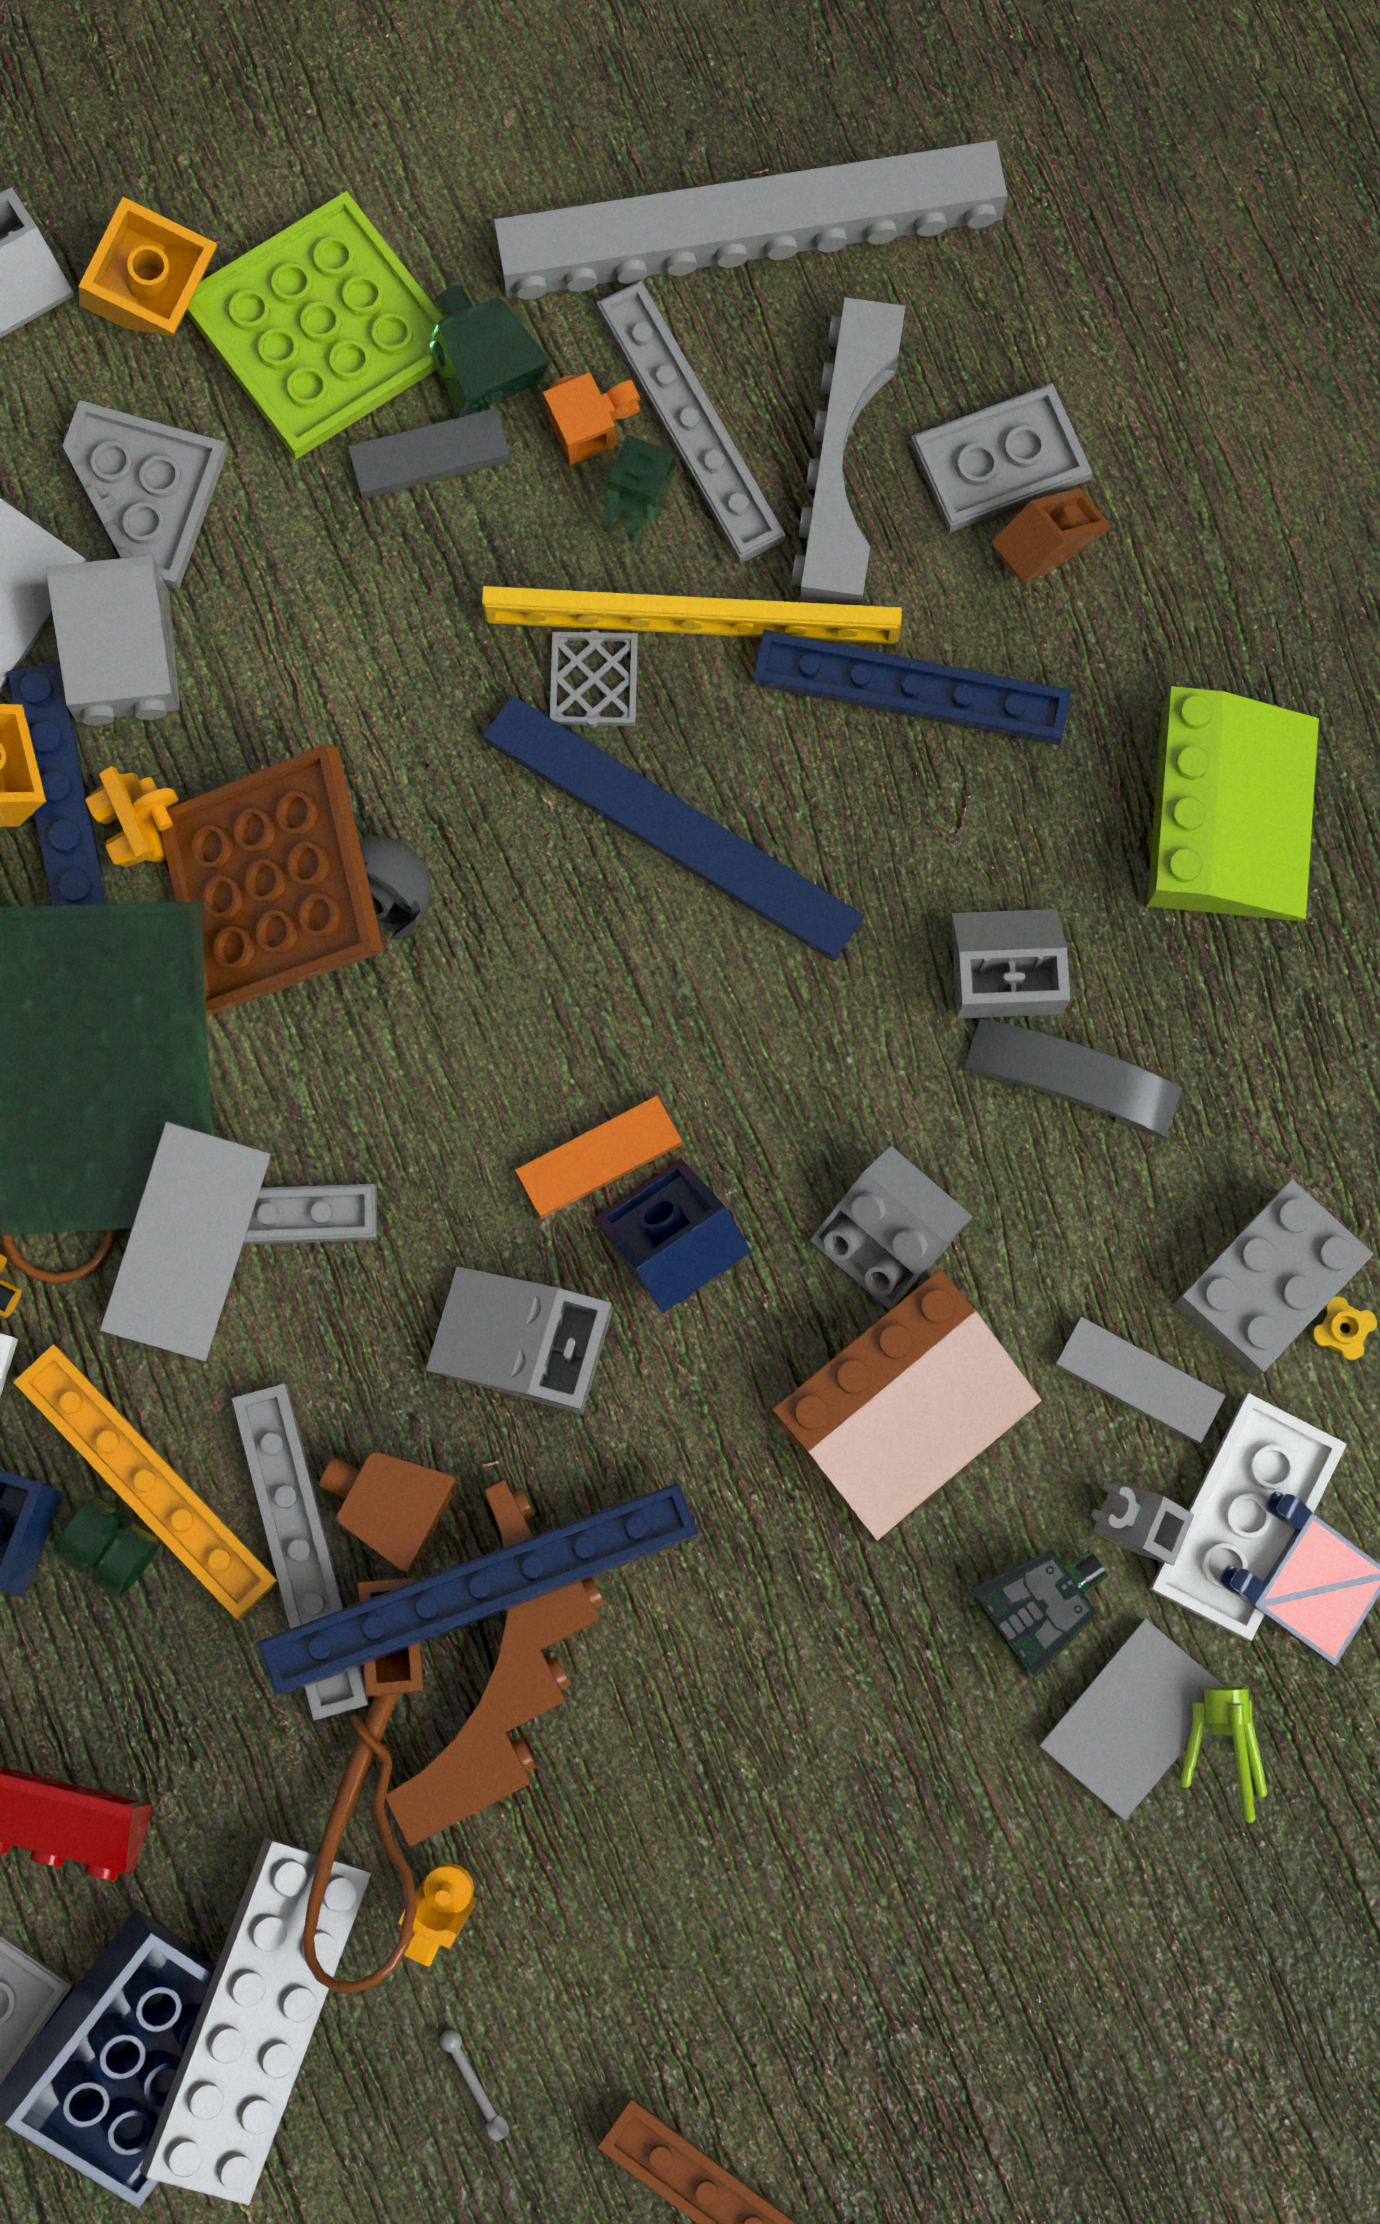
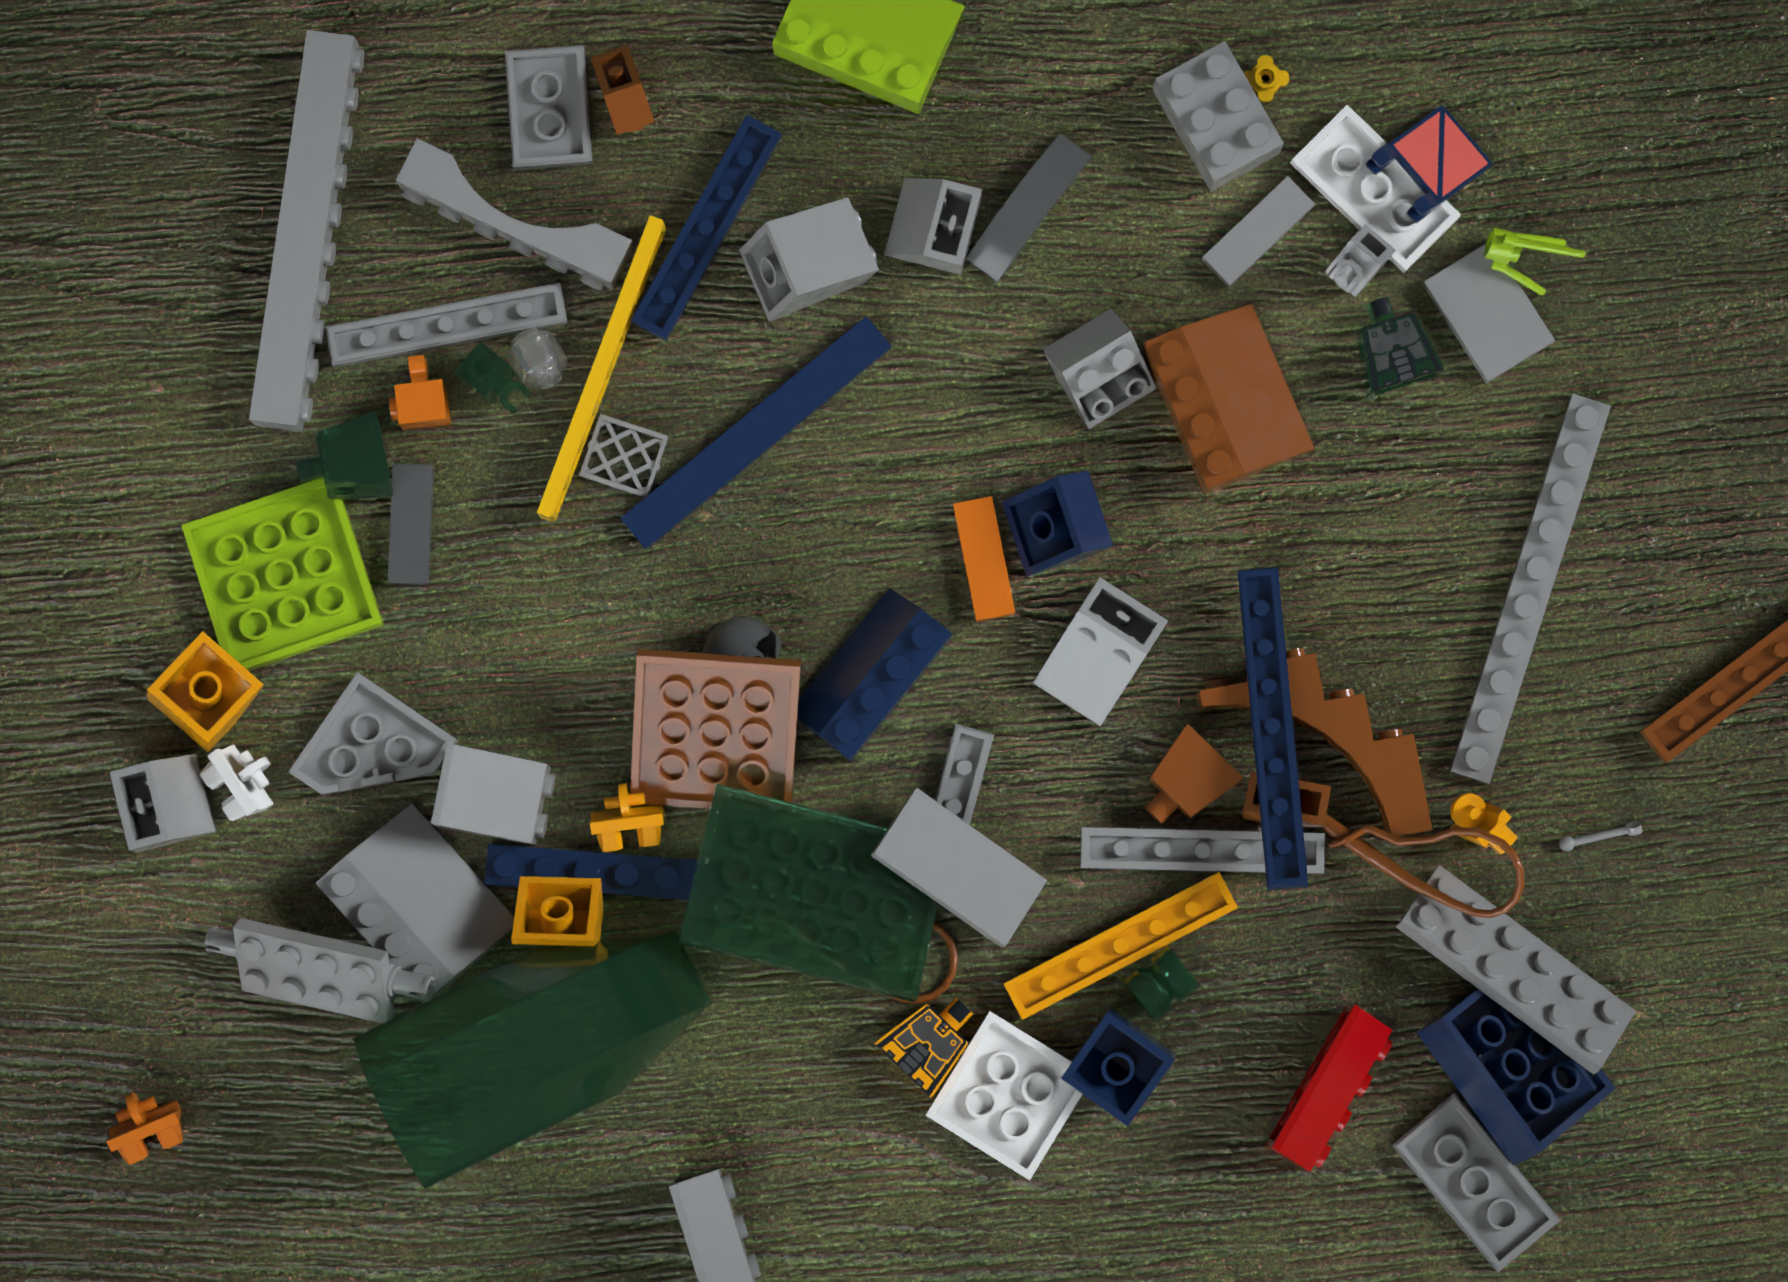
camera: 70 degrees left, 5 degrees up
(53, 350) = (242, 777): none -> white hips
(404, 1060) = (871, 673): none -> dark blue slope
(680, 534) = (537, 358): none -> clear head
(780, 1887) = (1529, 589): none -> light grey plate
(915, 821) = (808, 257): none -> light grey slope

